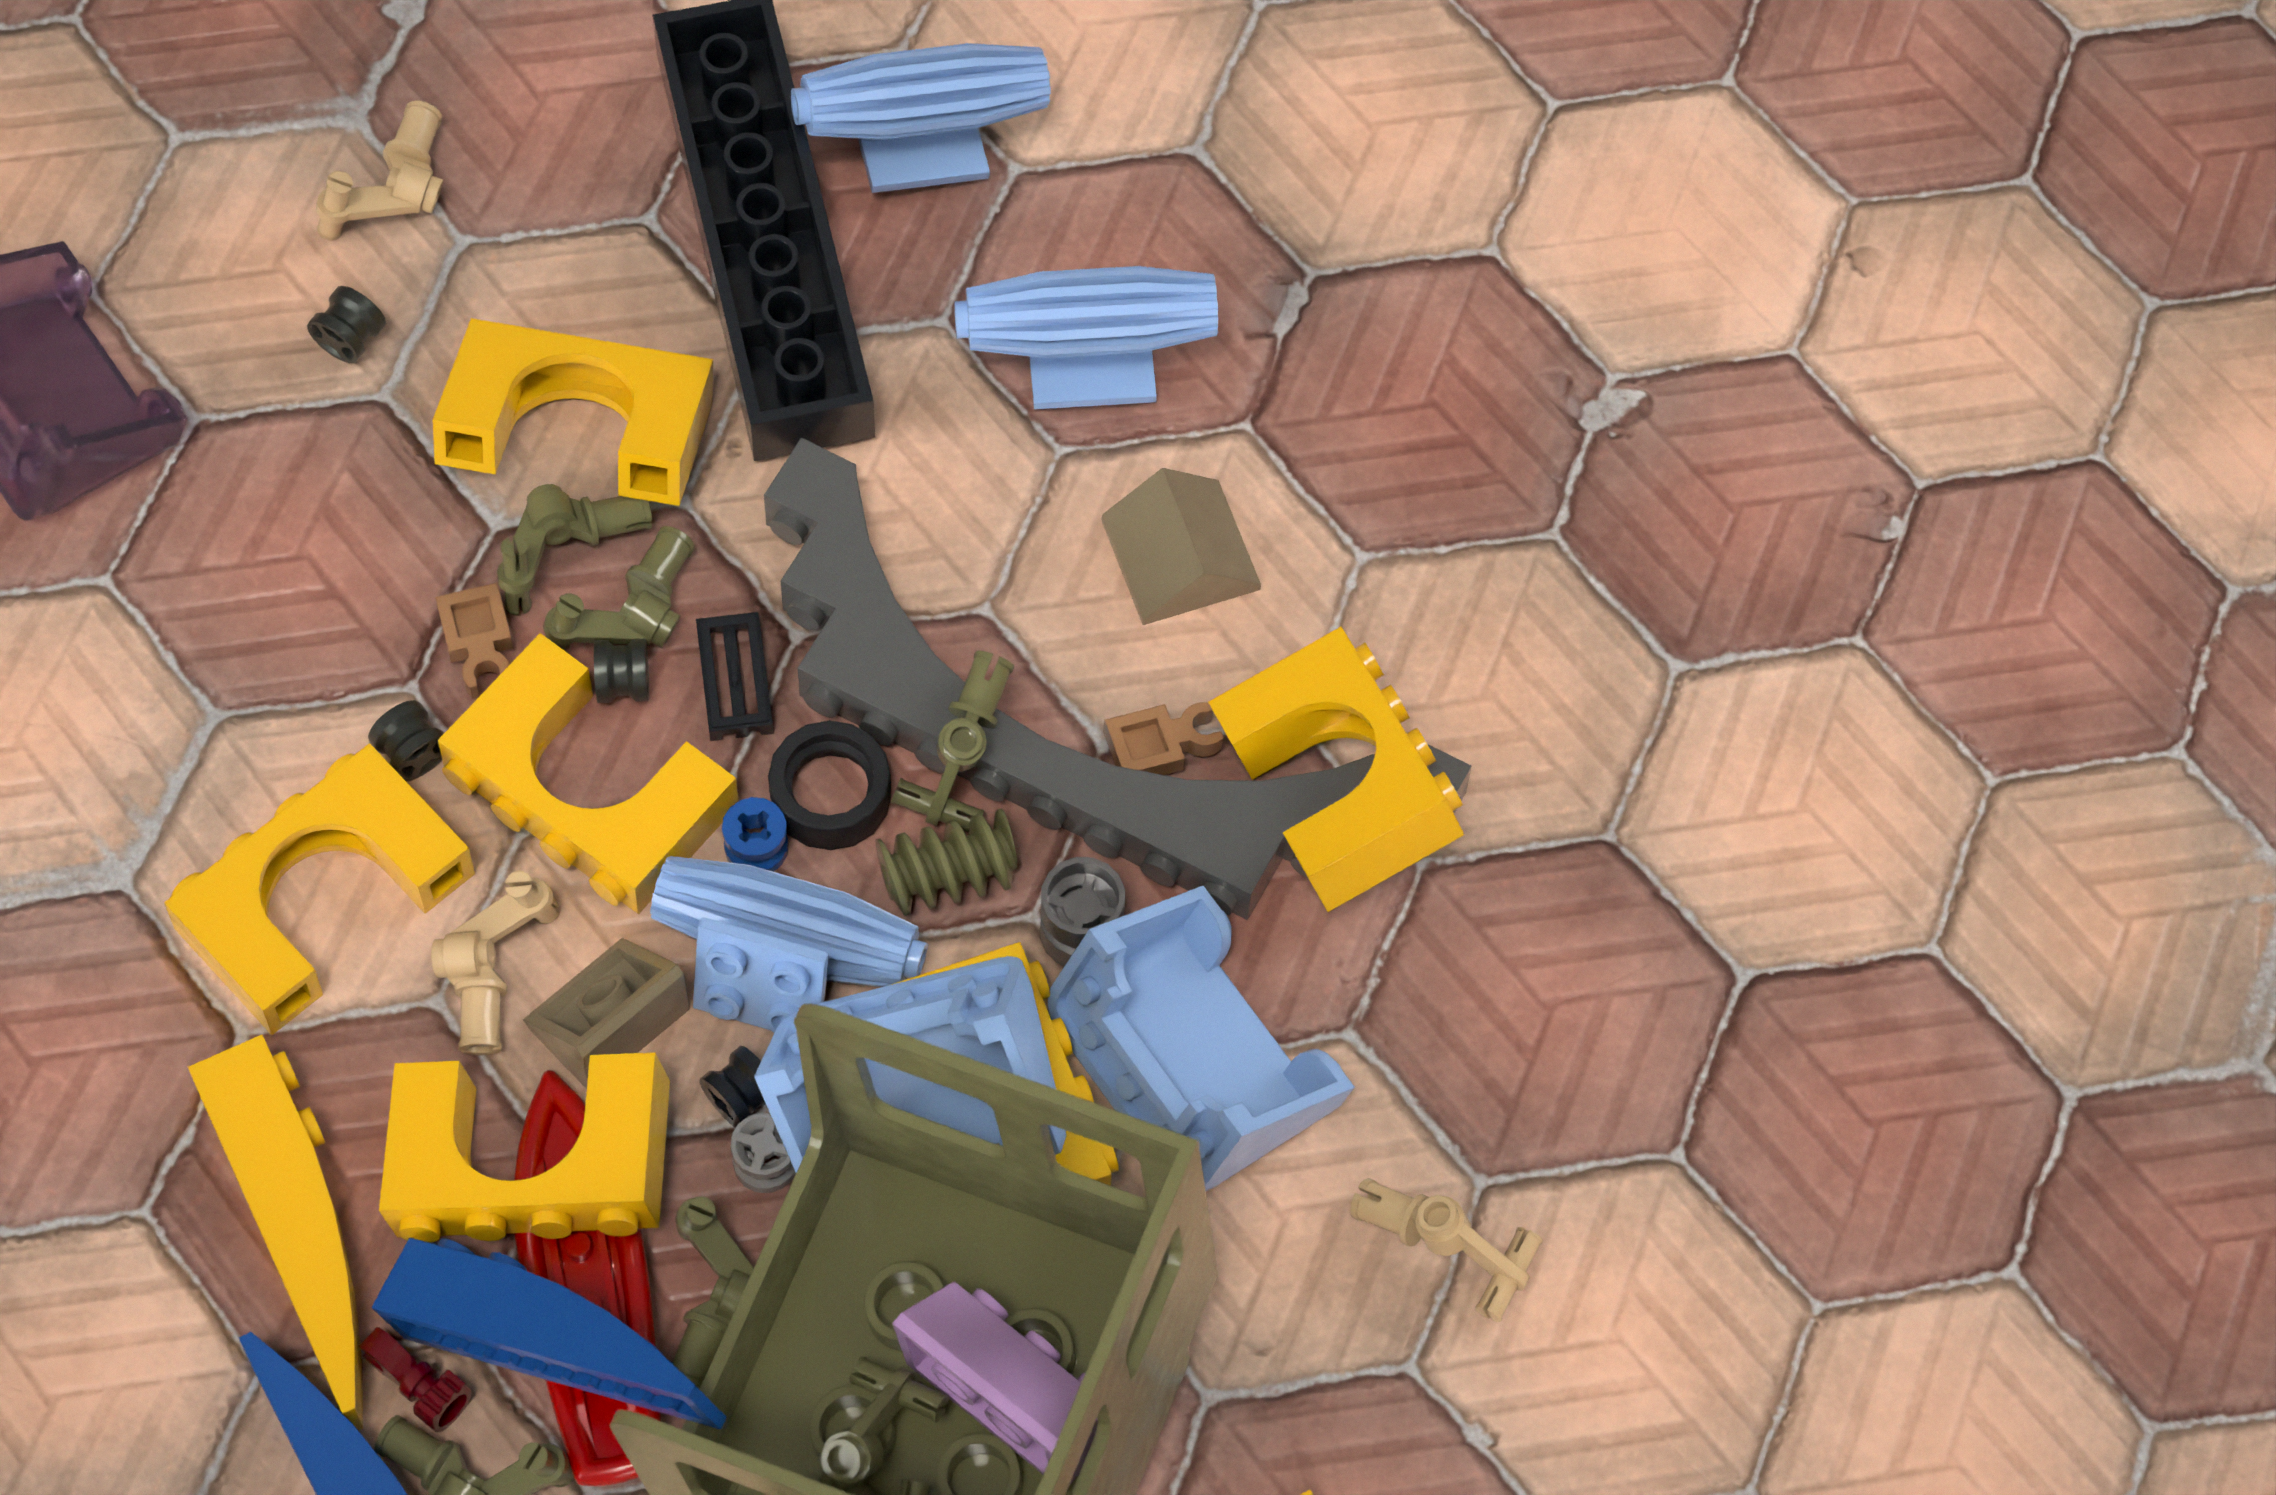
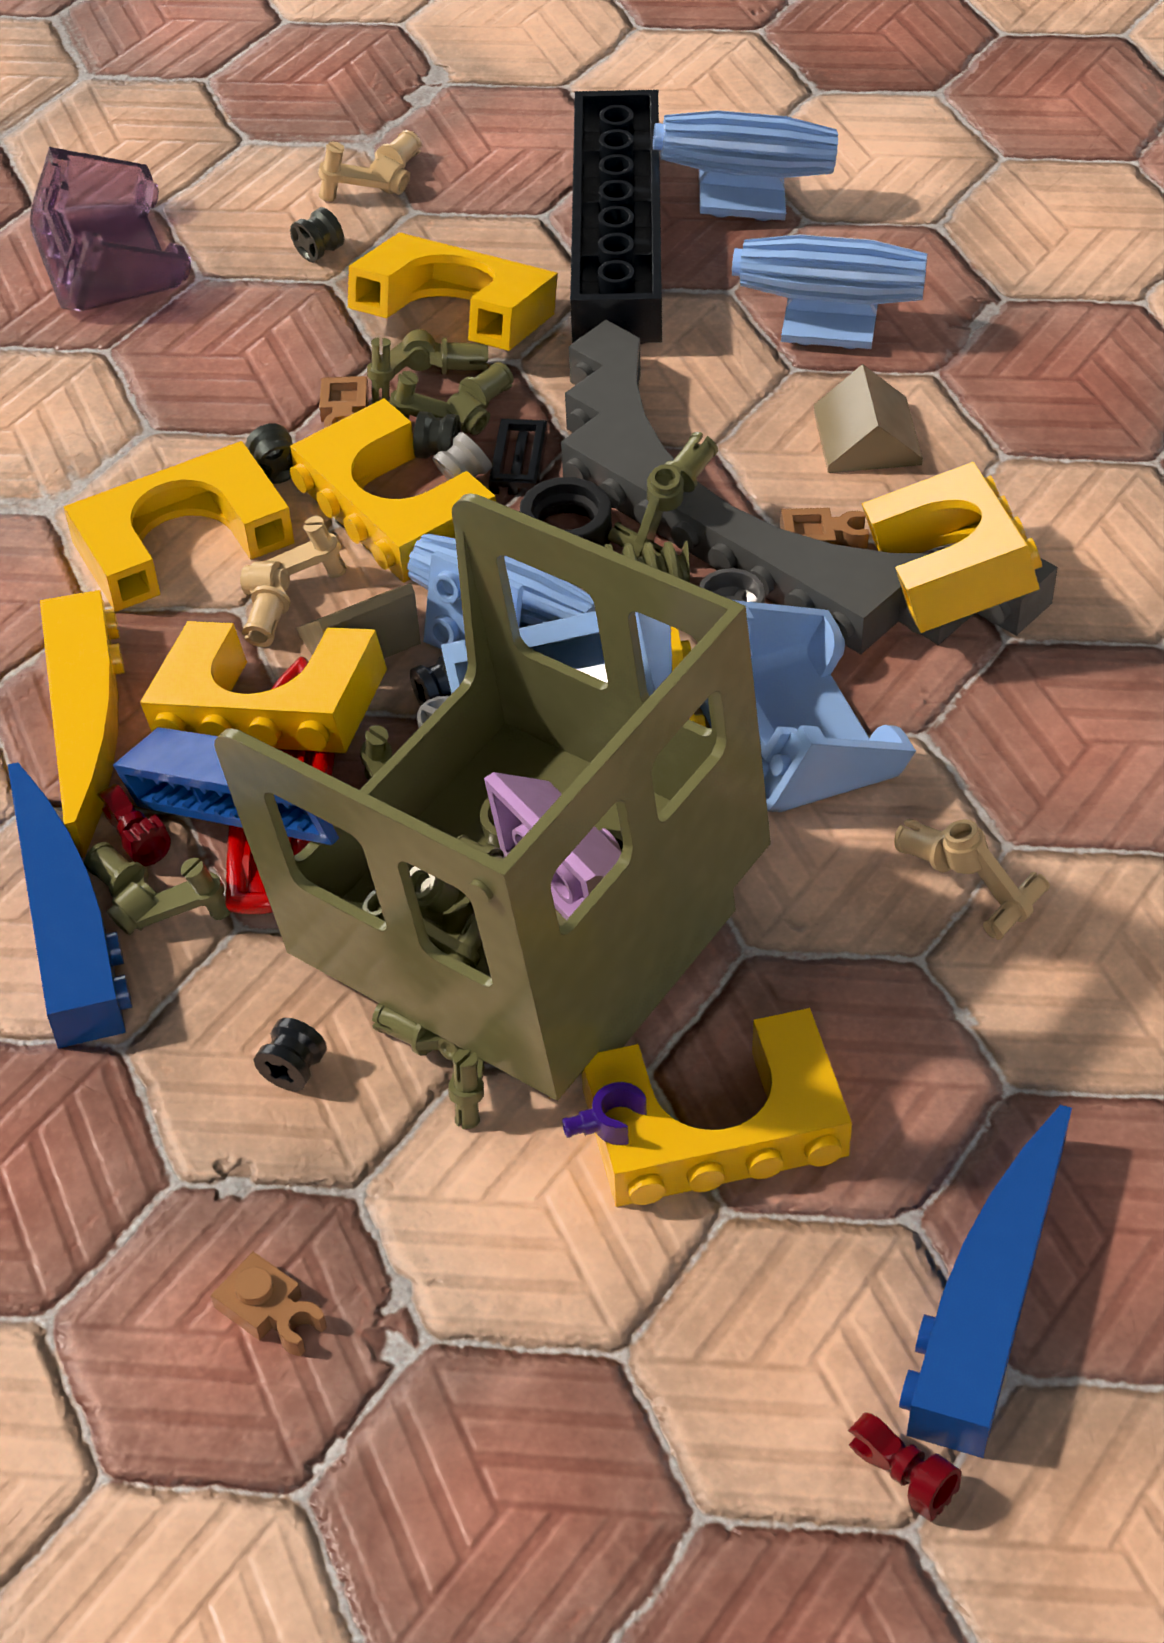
camera: 20 degrees right, 15 degrees down
(669, 713) = (462, 457): none -> light grey wheel

